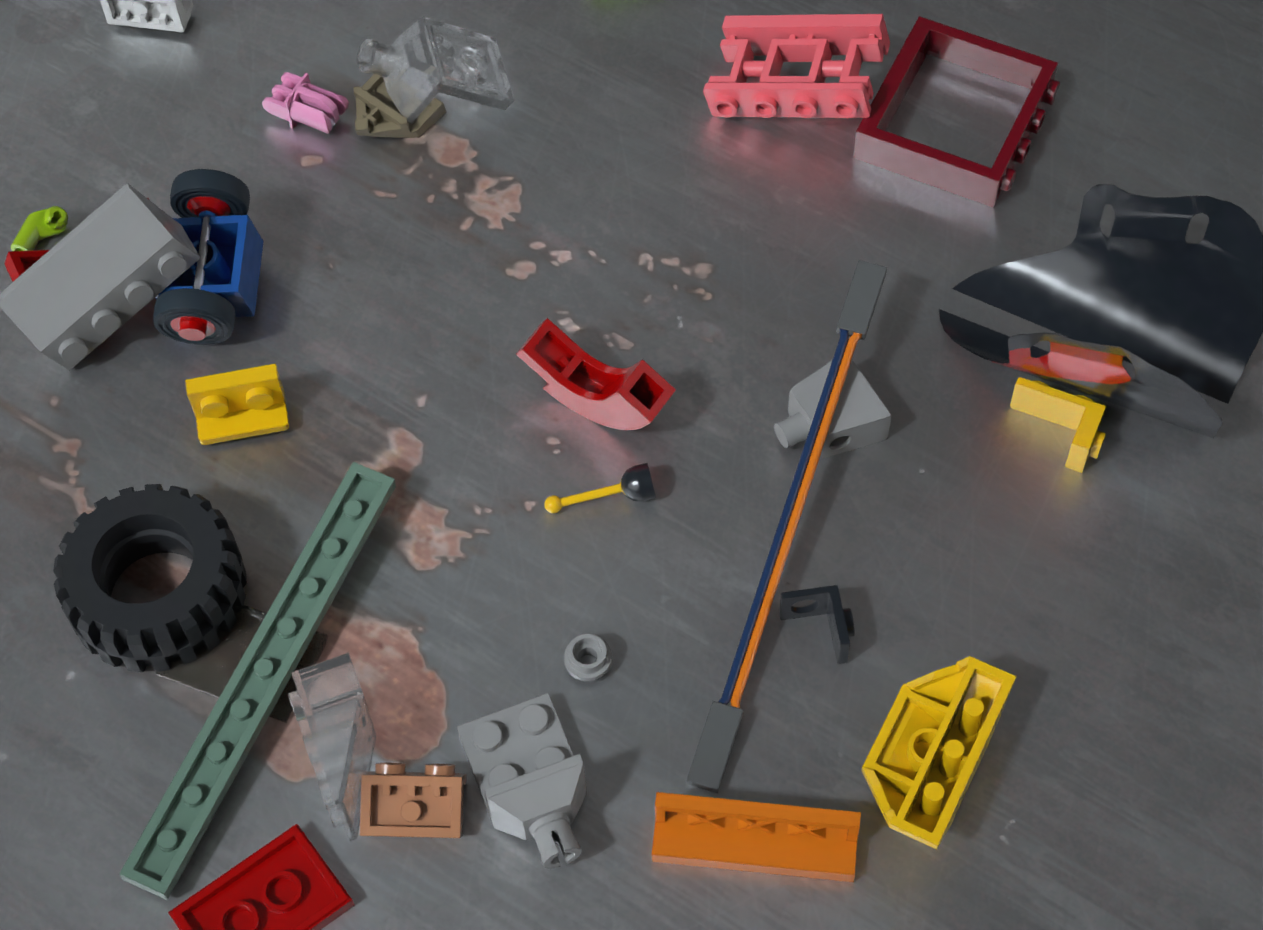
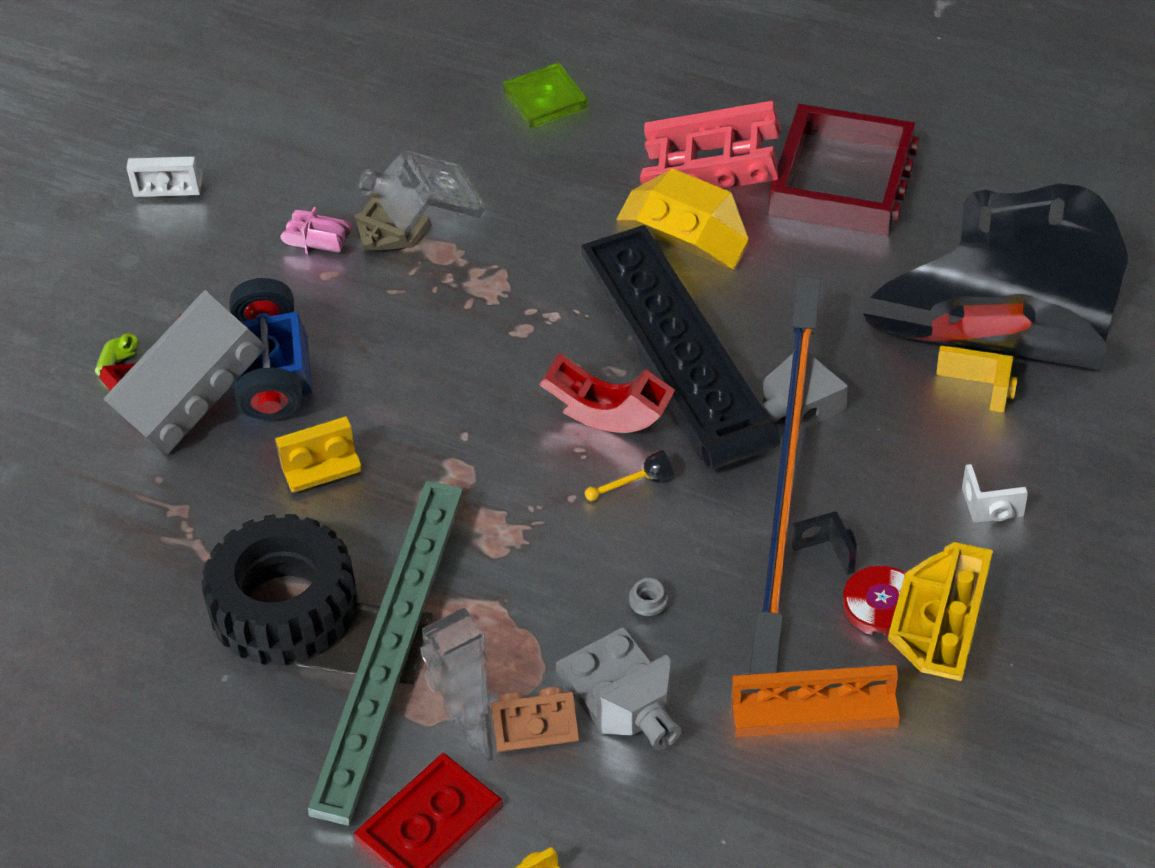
camera: 10 degrees left, 10 degrees down
(700, 329) = (681, 349): none -> black hinge
(752, 150) = (689, 216): none -> yellow wedge
(859, 703) = (872, 598): none -> red tile
(1038, 605) = (992, 505): none -> white bracket

